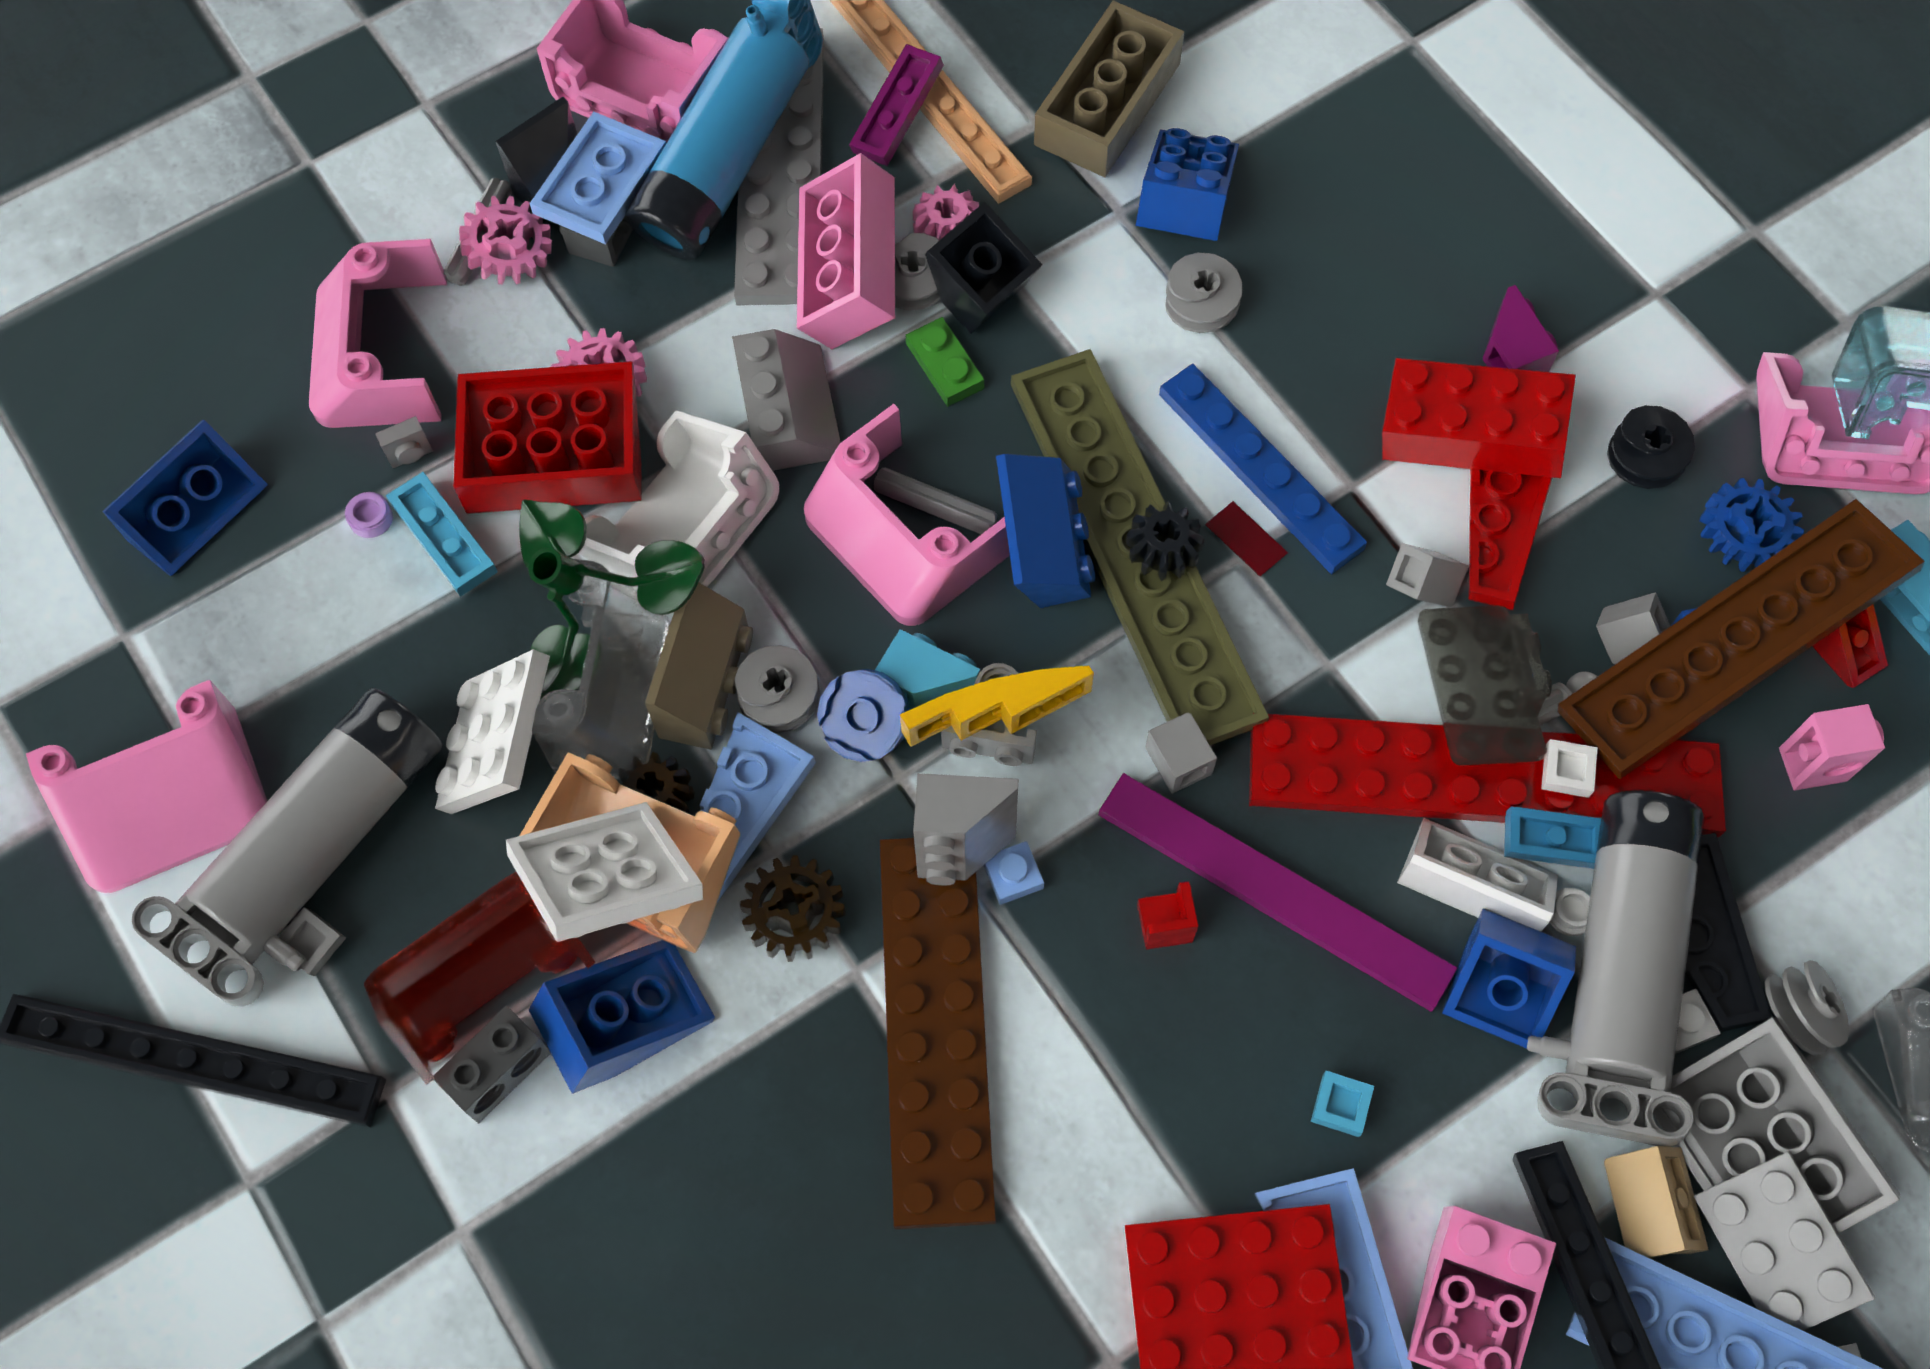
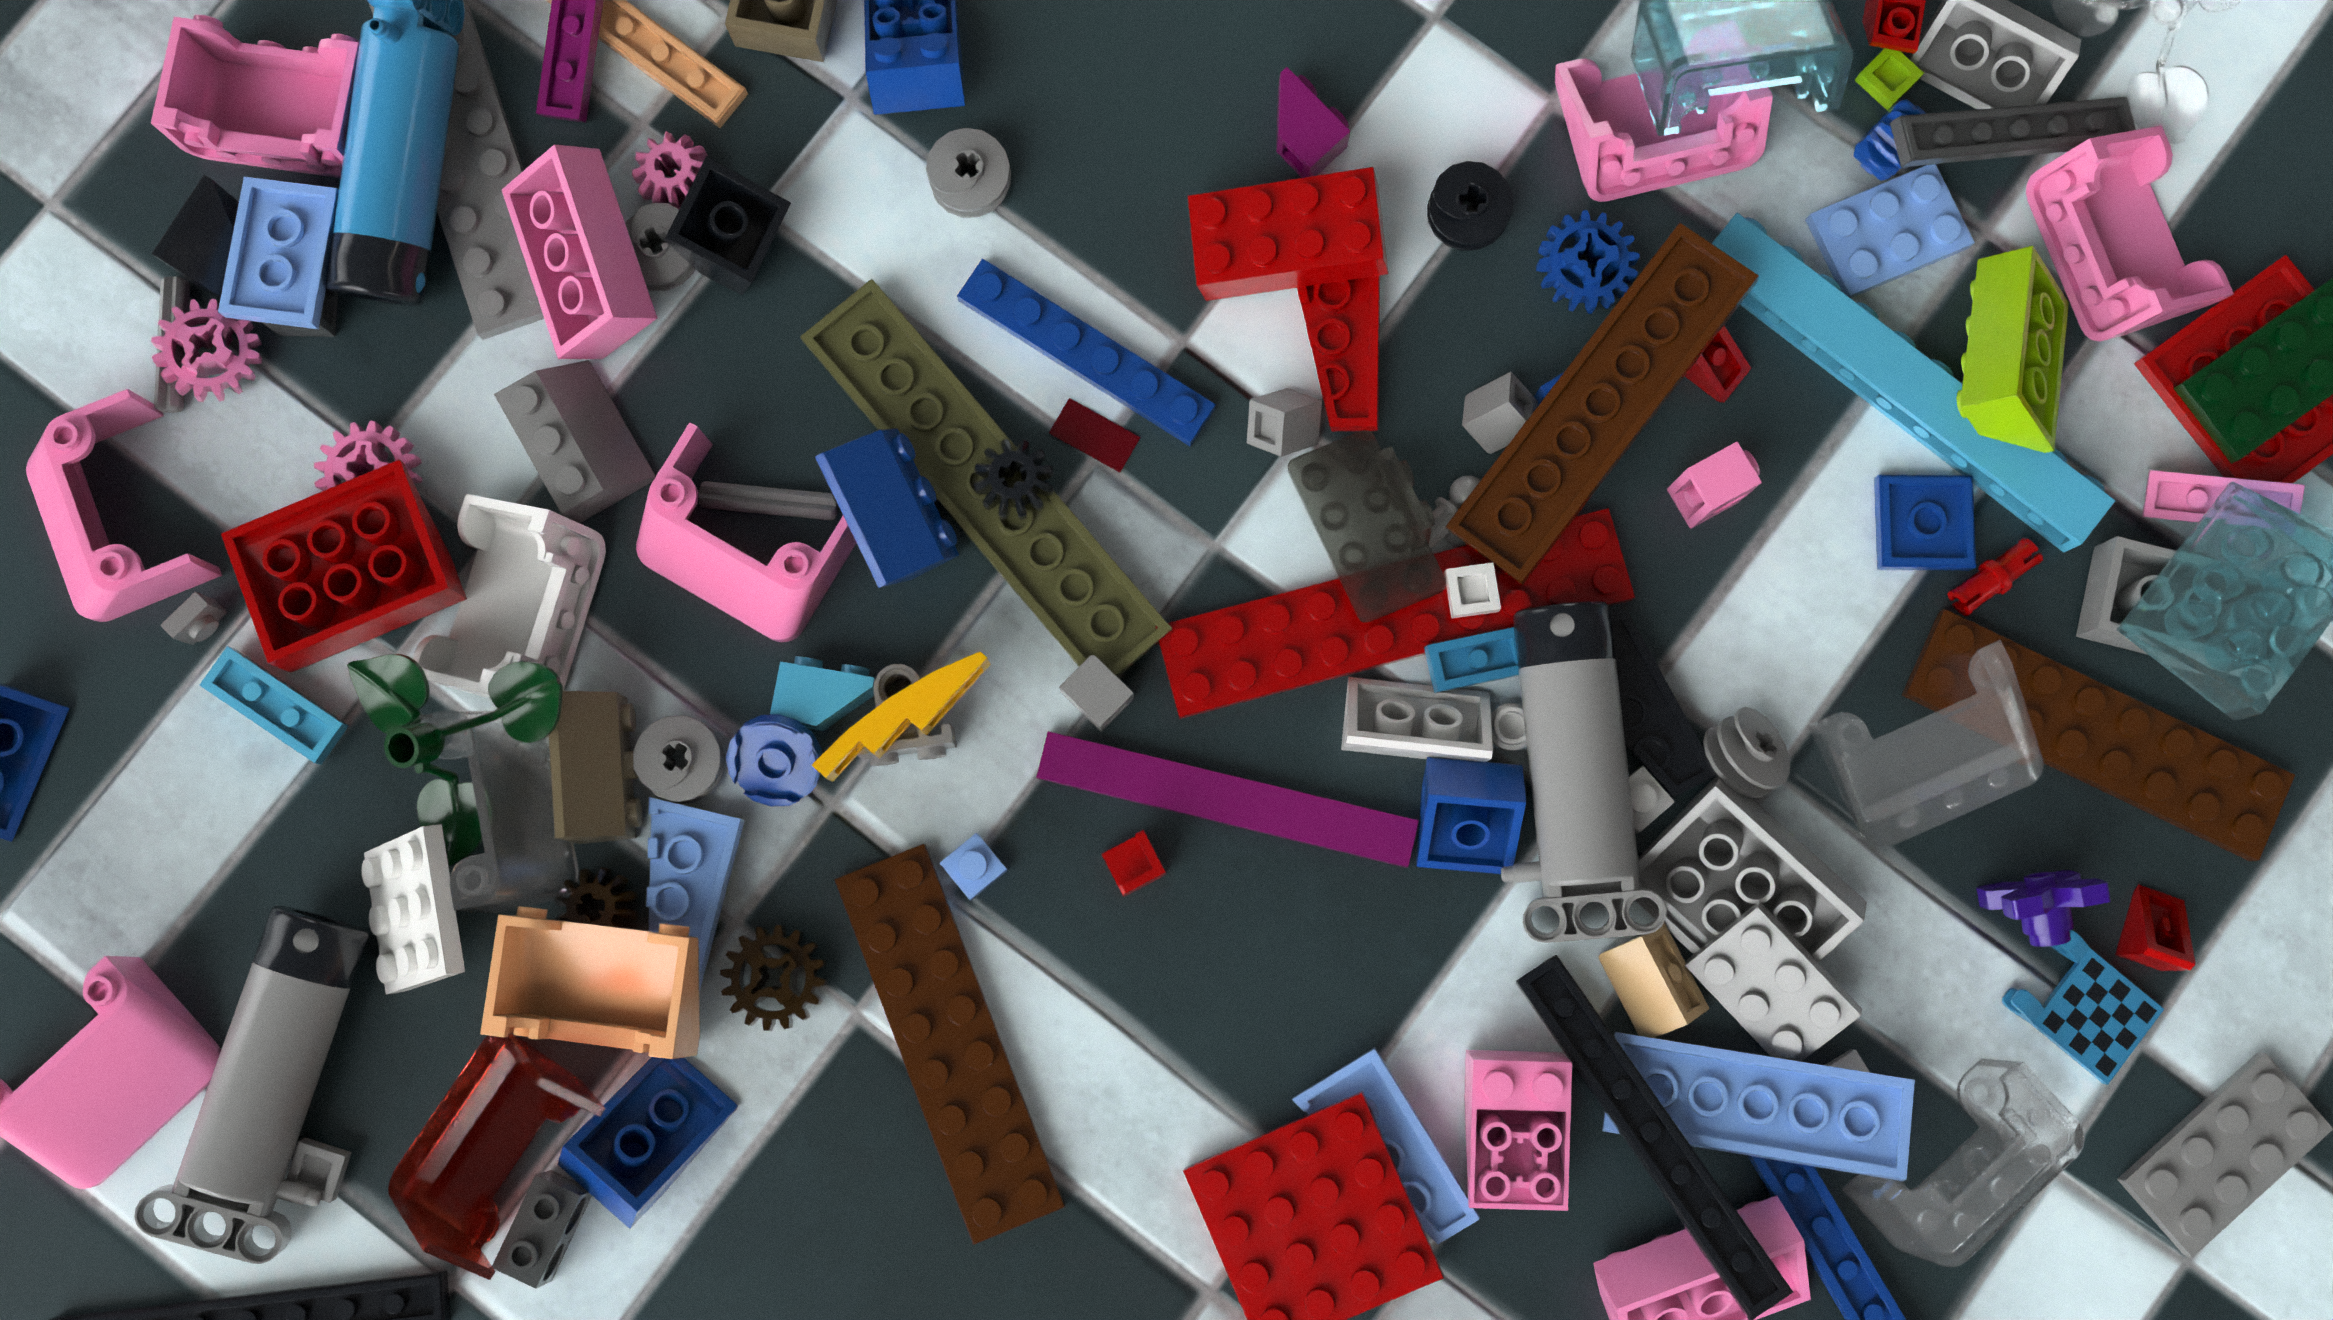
camera: 20 degrees left, 15 degrees up
(368, 514) = (189, 707): lavender tile -> none
(603, 871) = (579, 1030): white plate -> none
(945, 361) = (725, 337): bright green plate -> none
(961, 824) = (905, 862): light grey slope -> none
(1342, 1103) = (1348, 988): medium azure plate -> none

